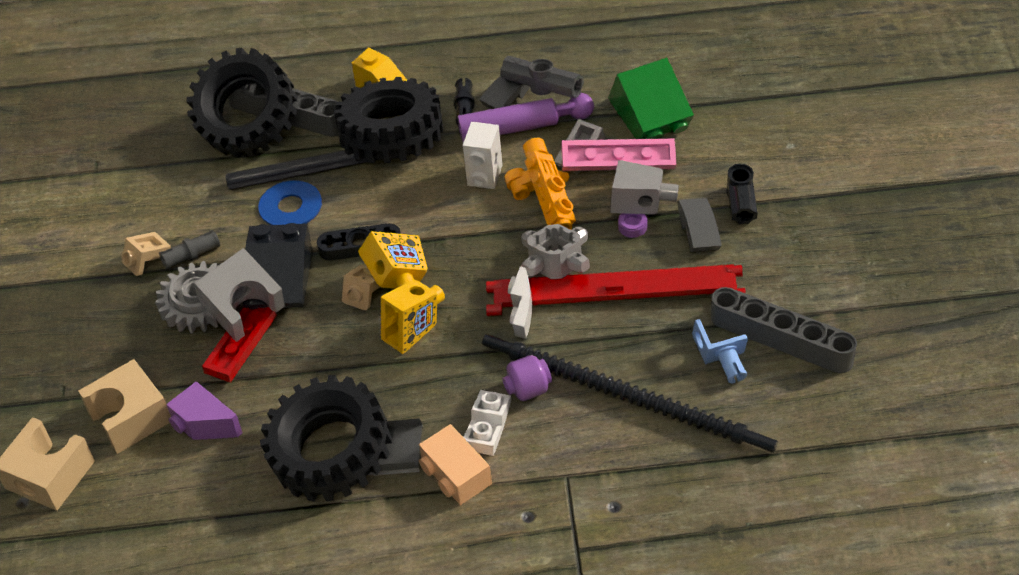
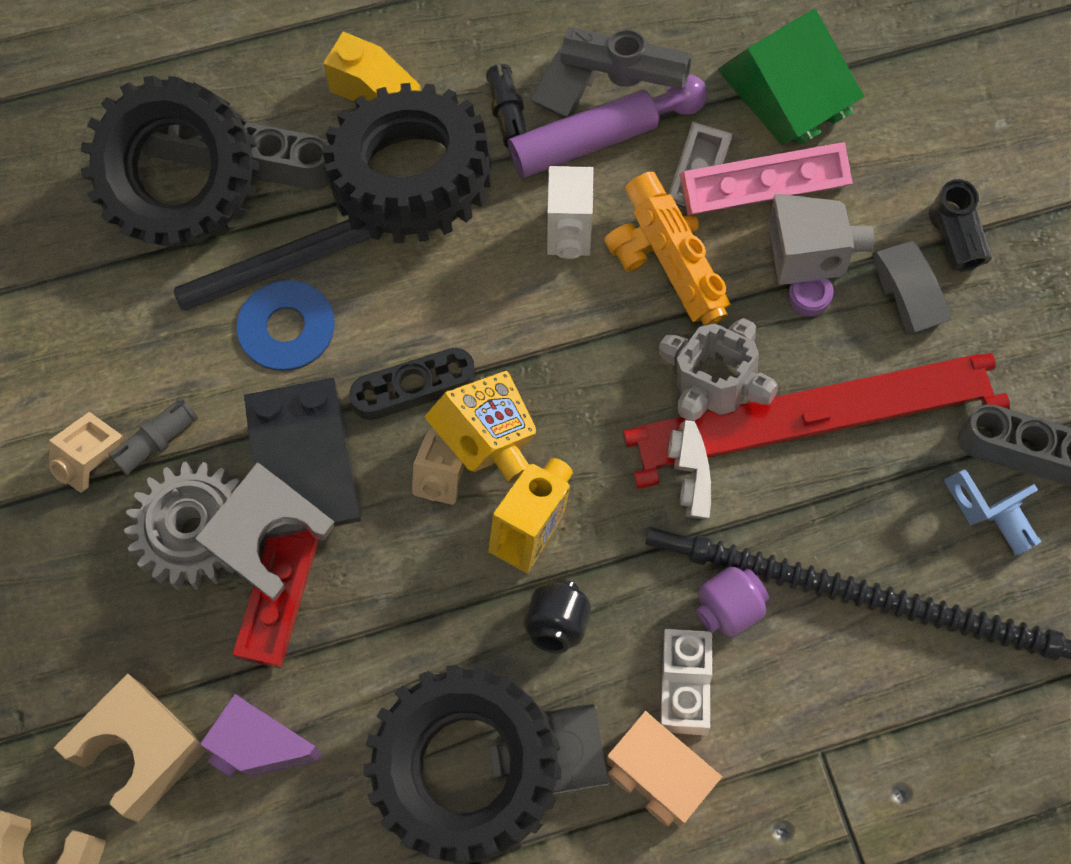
camera: 15 degrees left, 20 degrees up
(412, 372) = (557, 616): none -> black head

